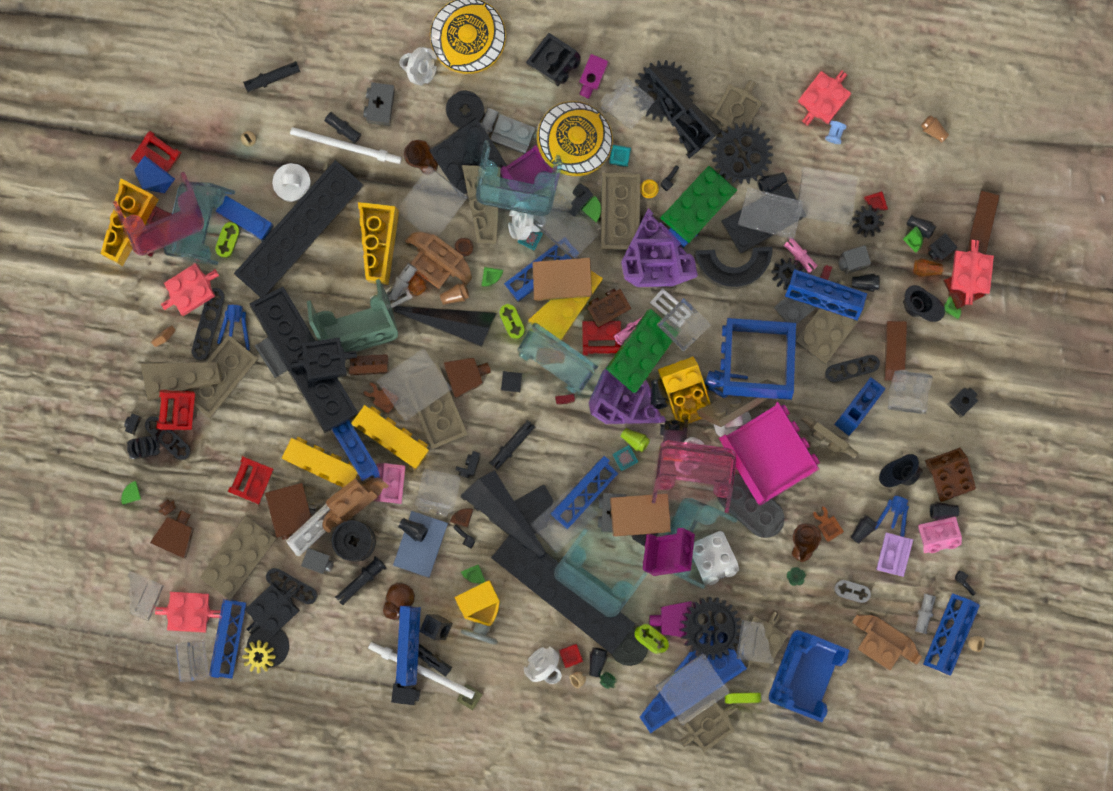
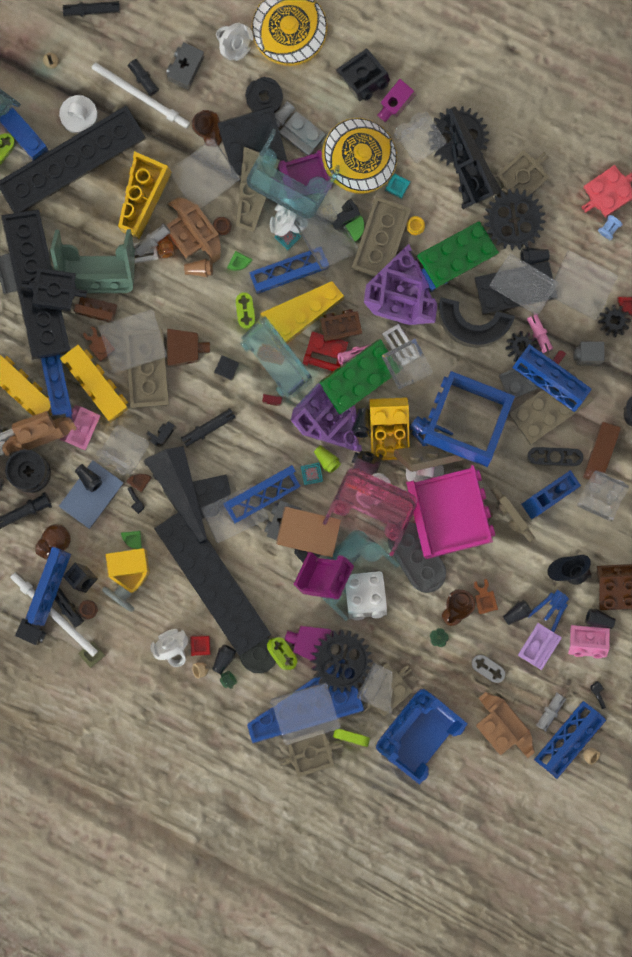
camera: 15 degrees right, 0 degrees up
(452, 655) = (88, 609): none -> reddish brown plate
(466, 325) = (198, 299): black wedge -> none
(562, 279) = (304, 284): medium nougat tile -> none
(589, 587) = (237, 585): clear light blue windscreen -> none
(667, 183) = (434, 224): black hand -> none
(866, 282) = (595, 379): black cone -> none

